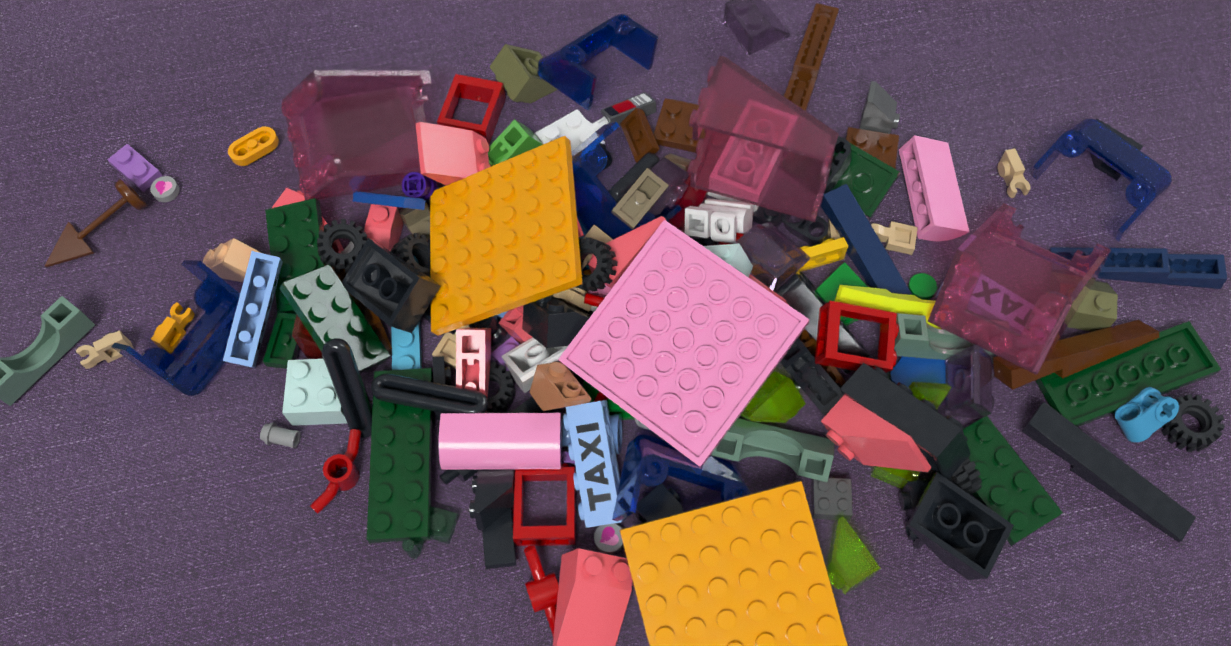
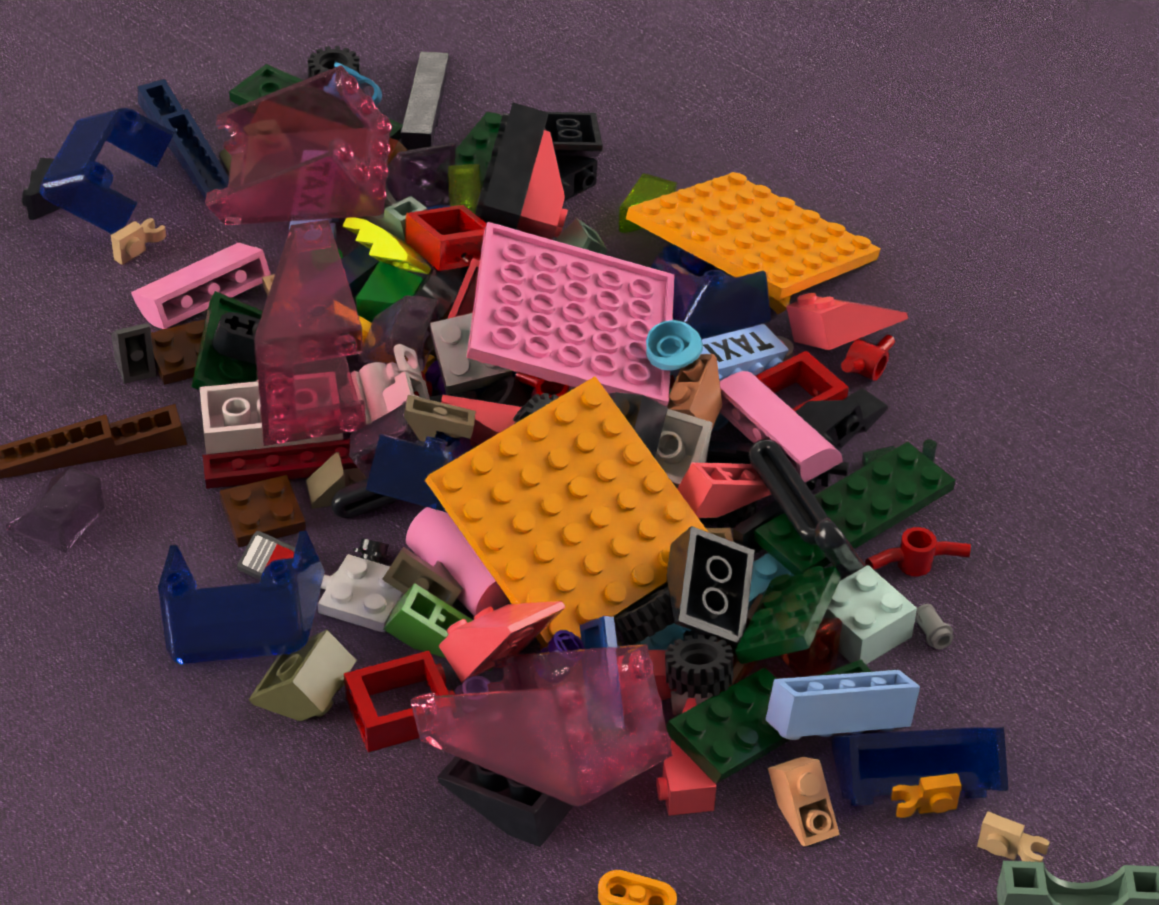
camera: 130 degrees left, 20 degrees down
(596, 383) = (673, 345): none -> medium azure hat
(639, 134) = (321, 522): reddish brown plate -> none
(831, 499) = (611, 232): dark grey piece -> none

